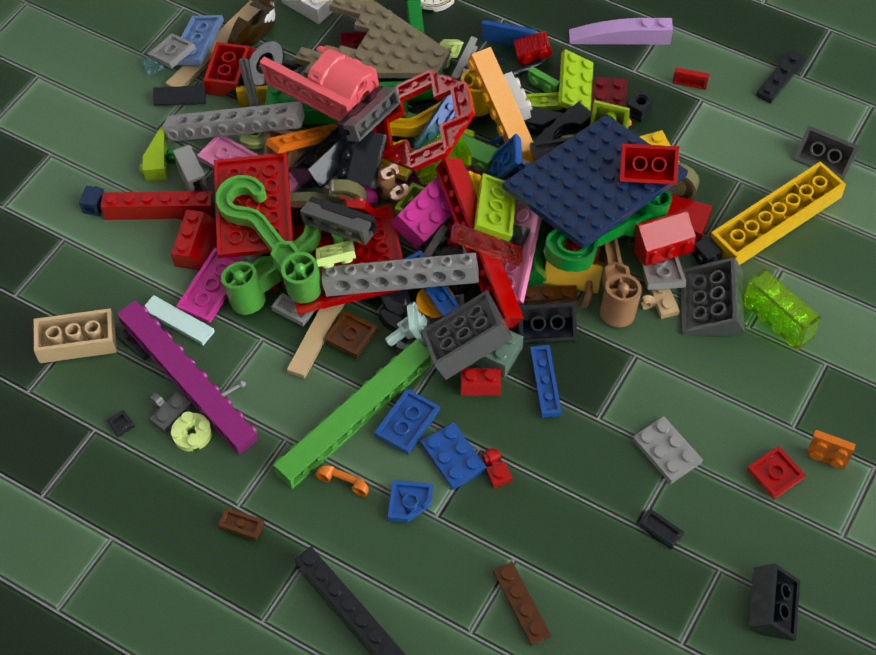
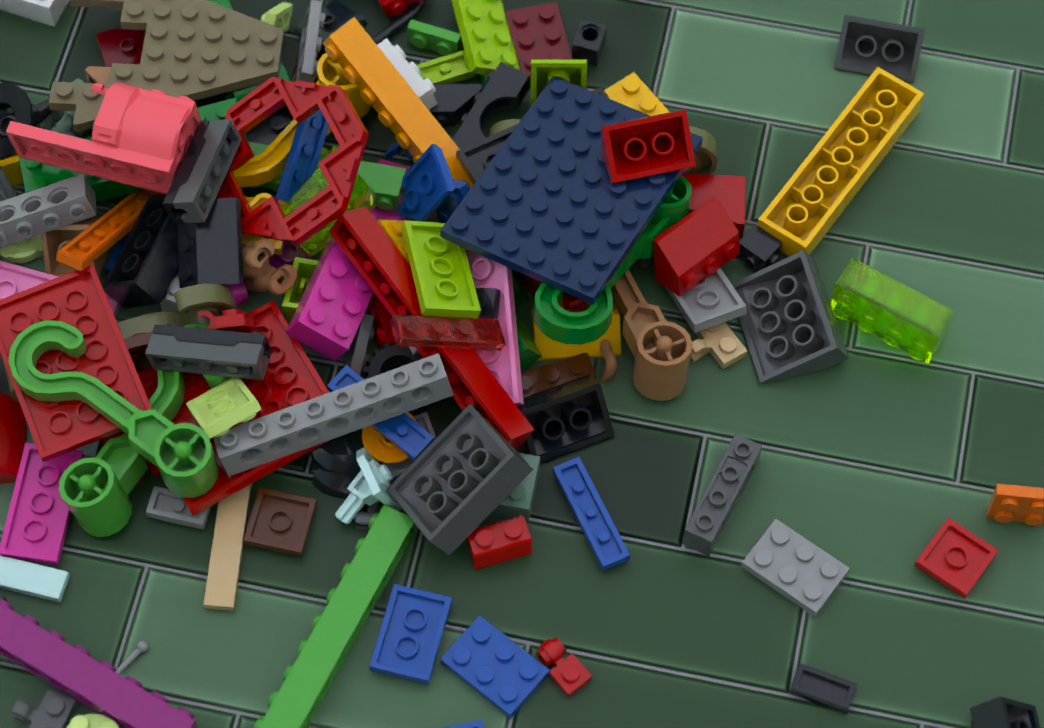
camera: 20 degrees left, 5 degrees up
(633, 392) = (722, 494): none -> dark grey brick

